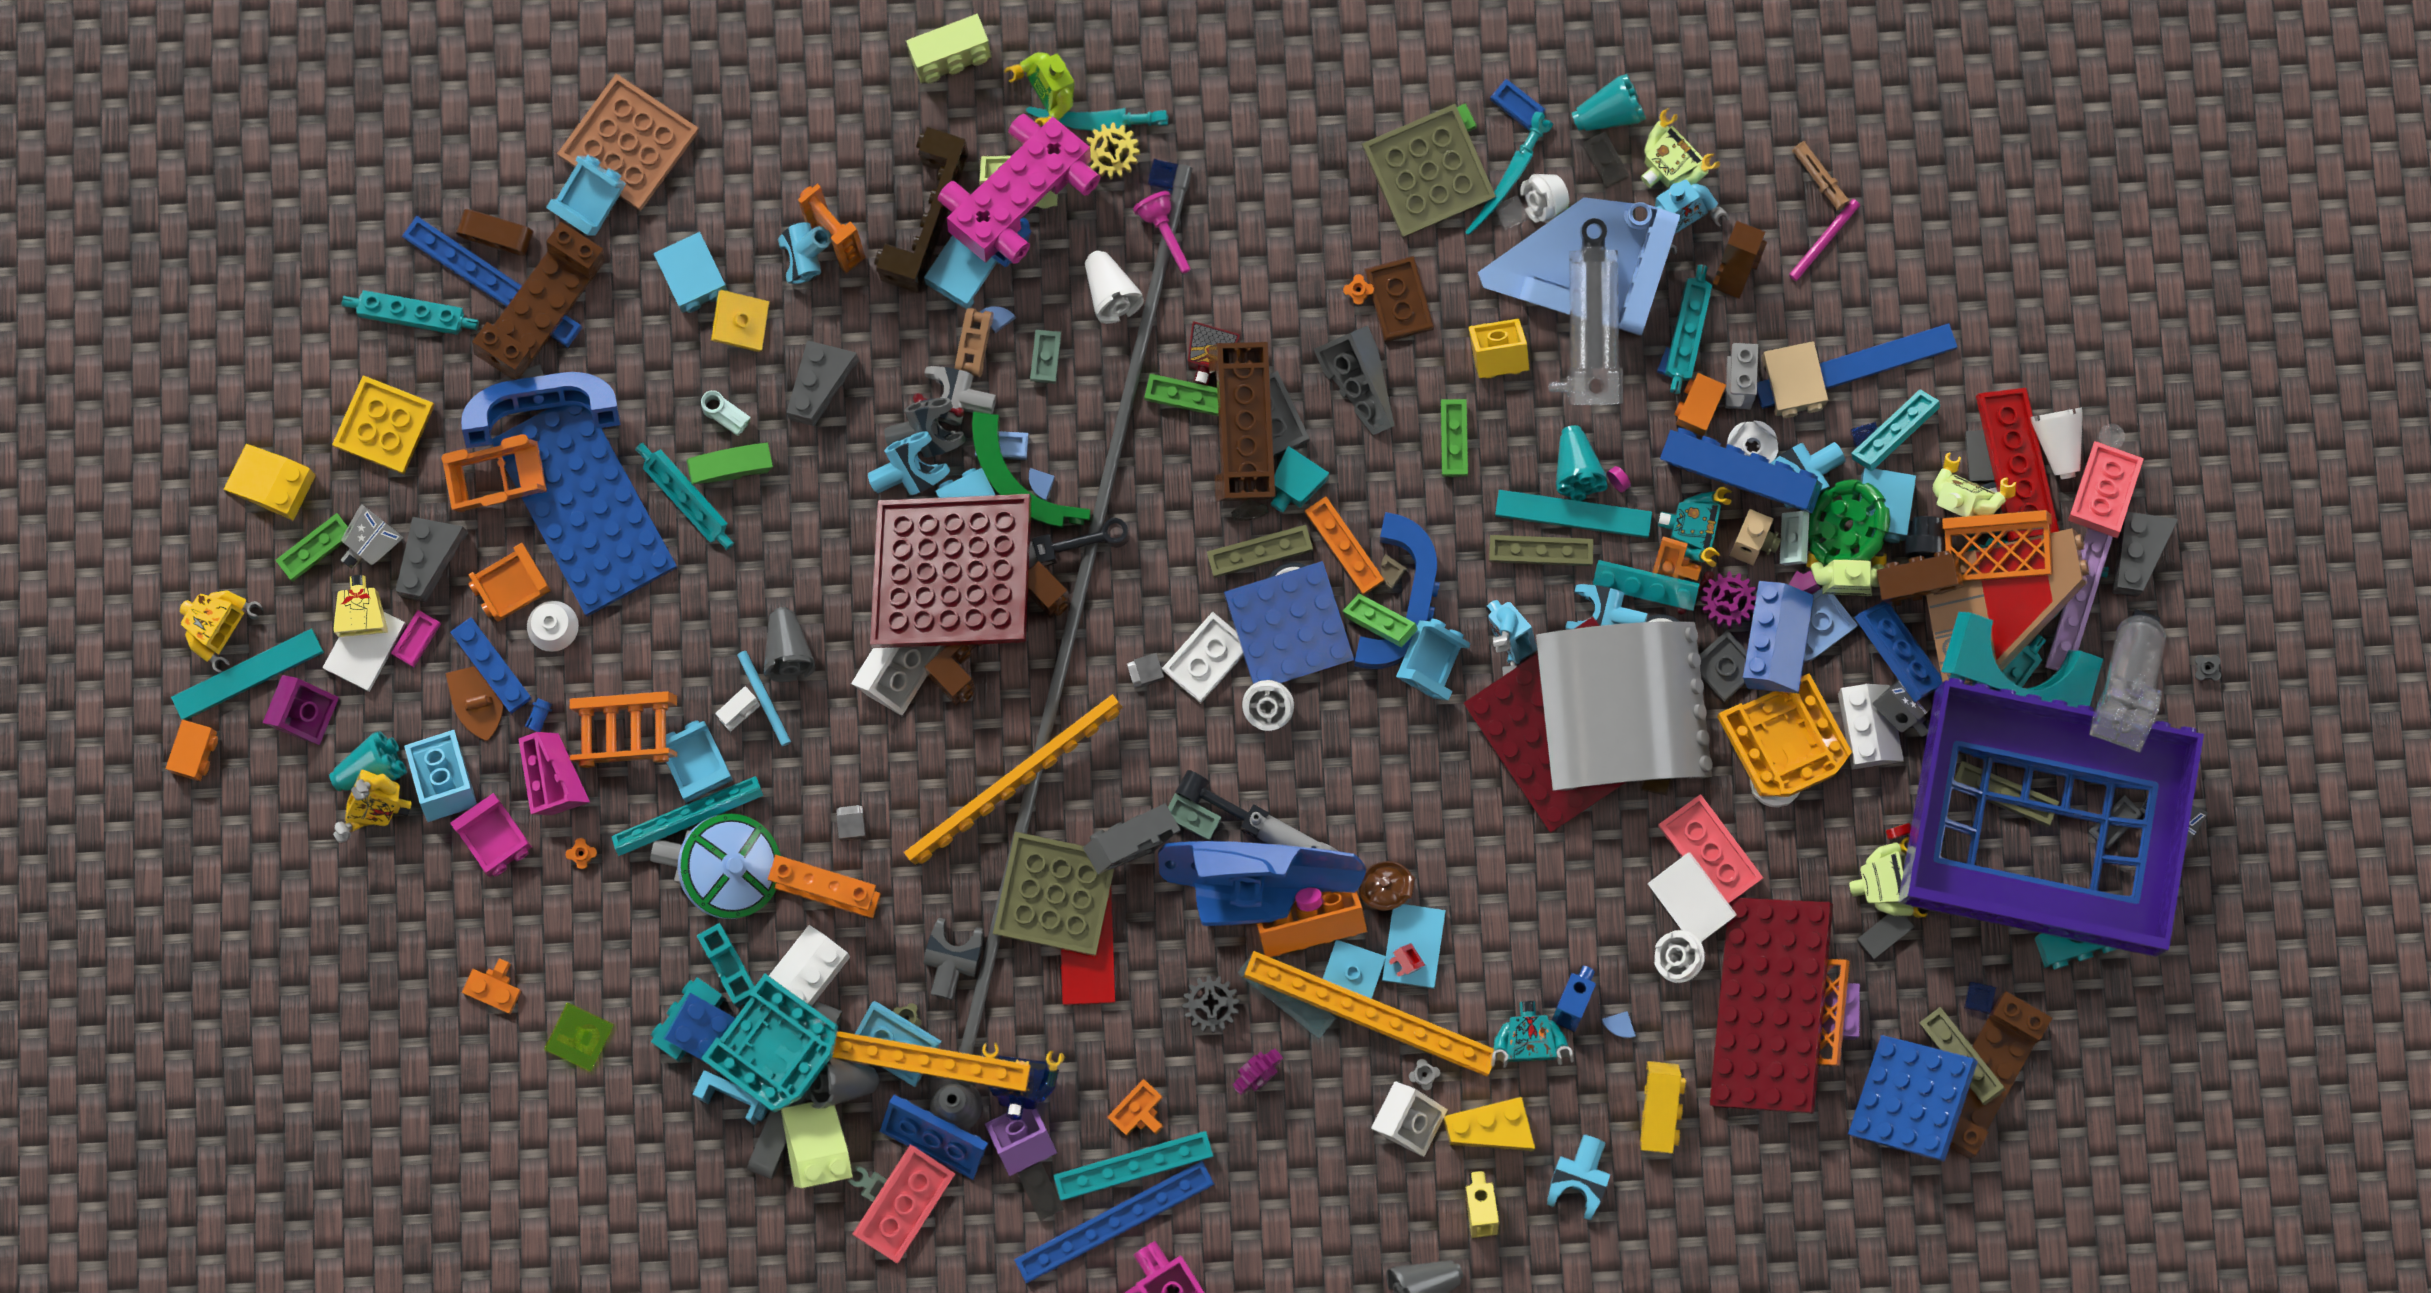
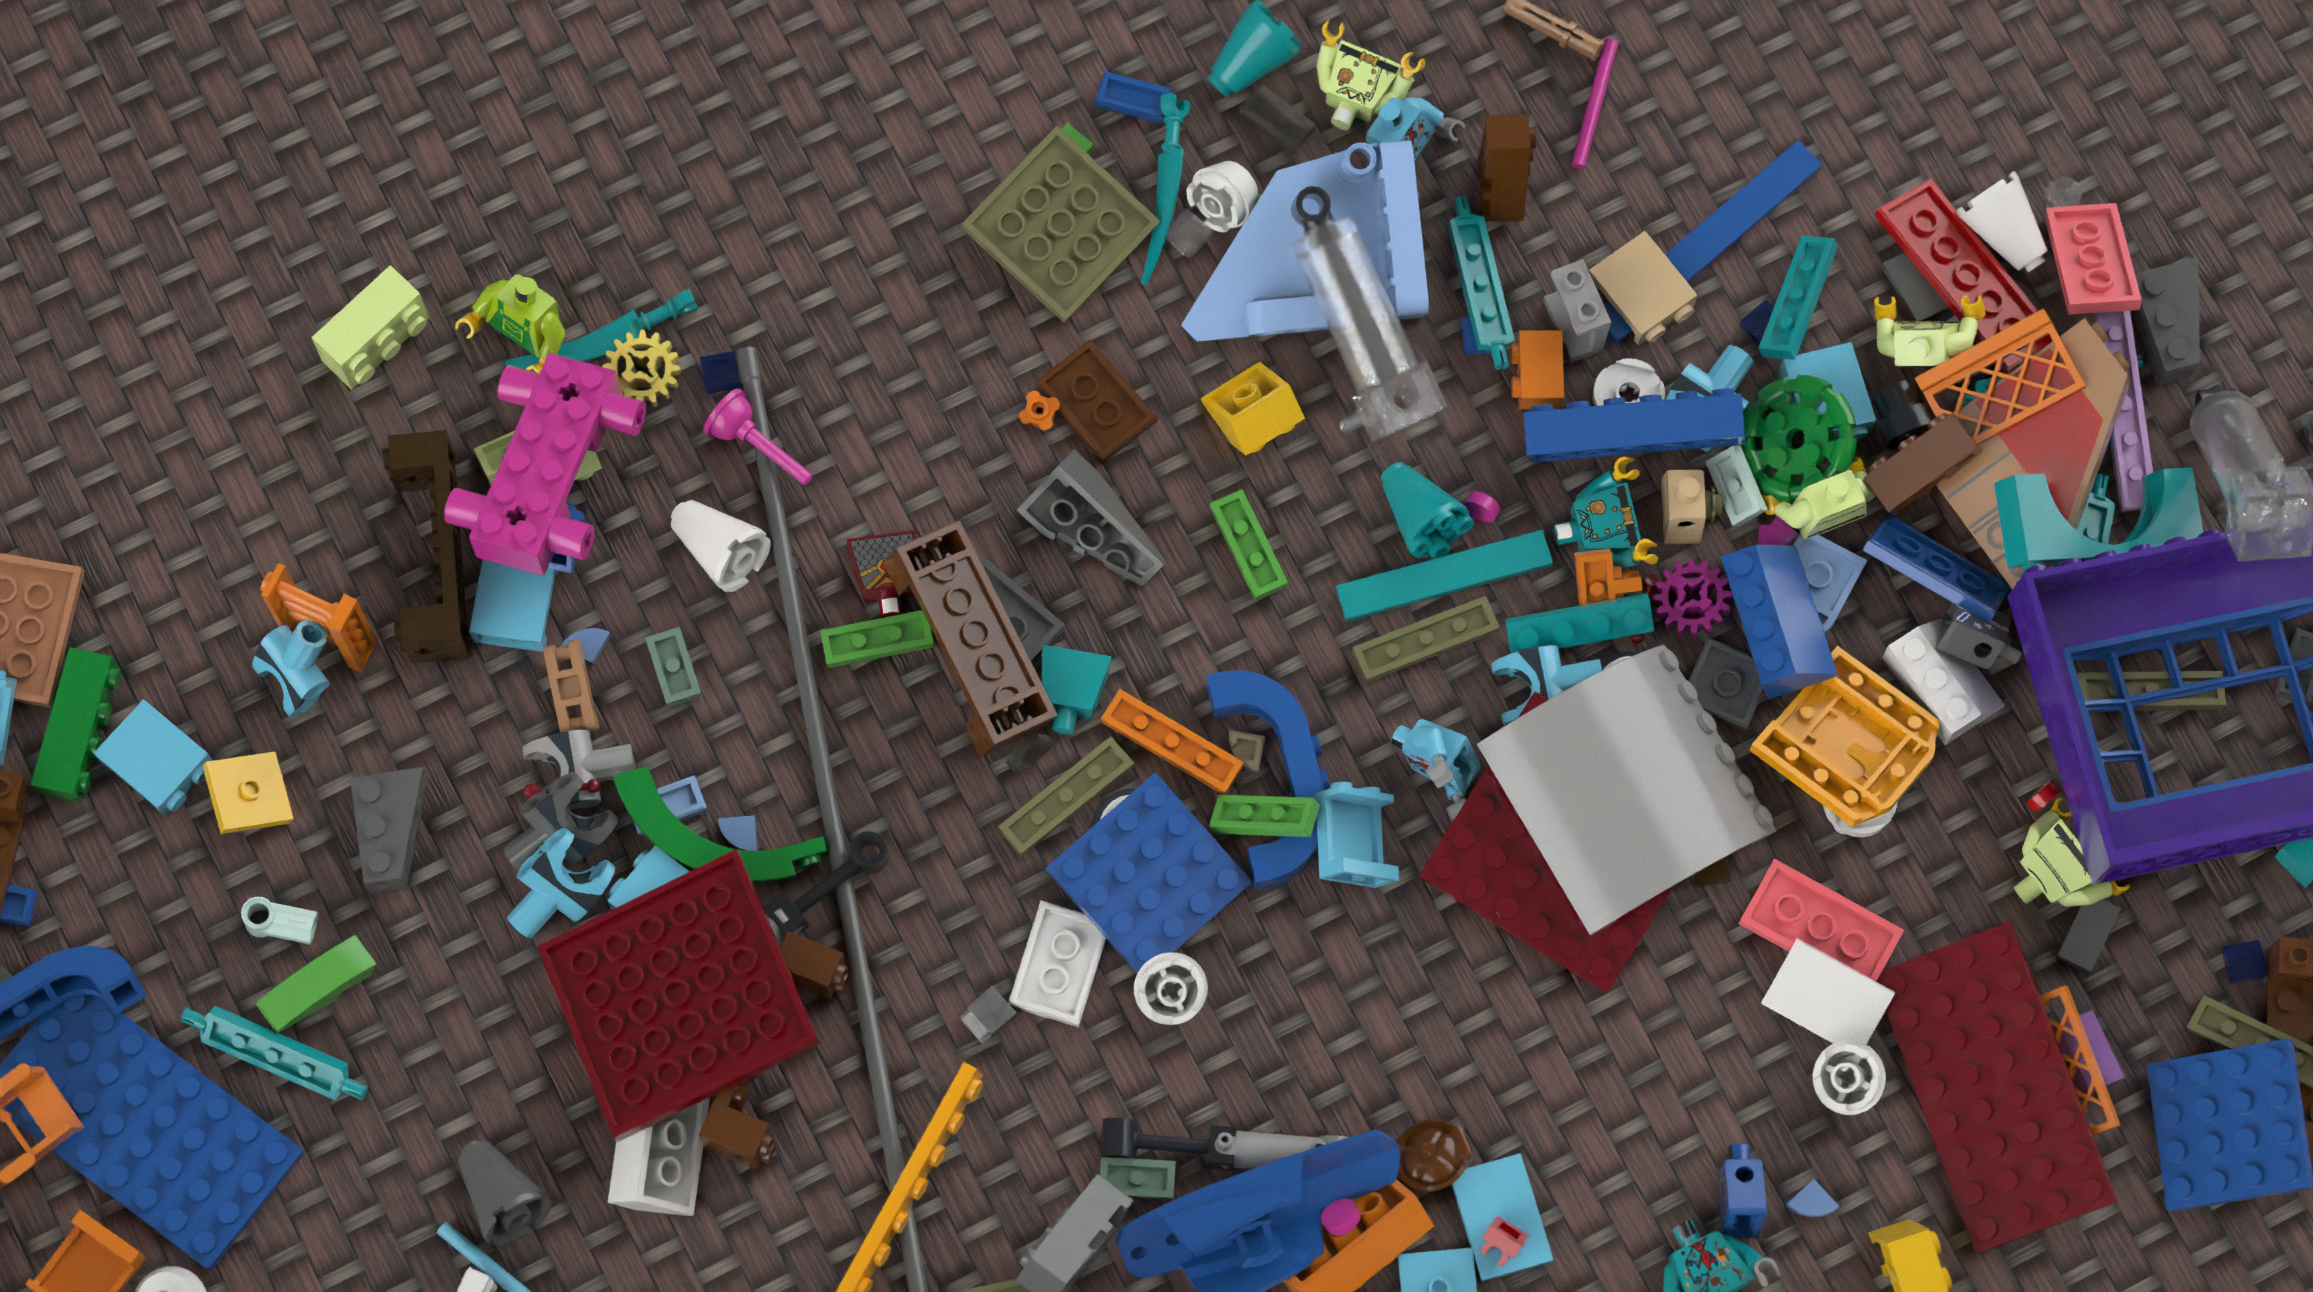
camera: 30 degrees left, 5 degrees down
(651, 229) = (75, 725): none -> green brick

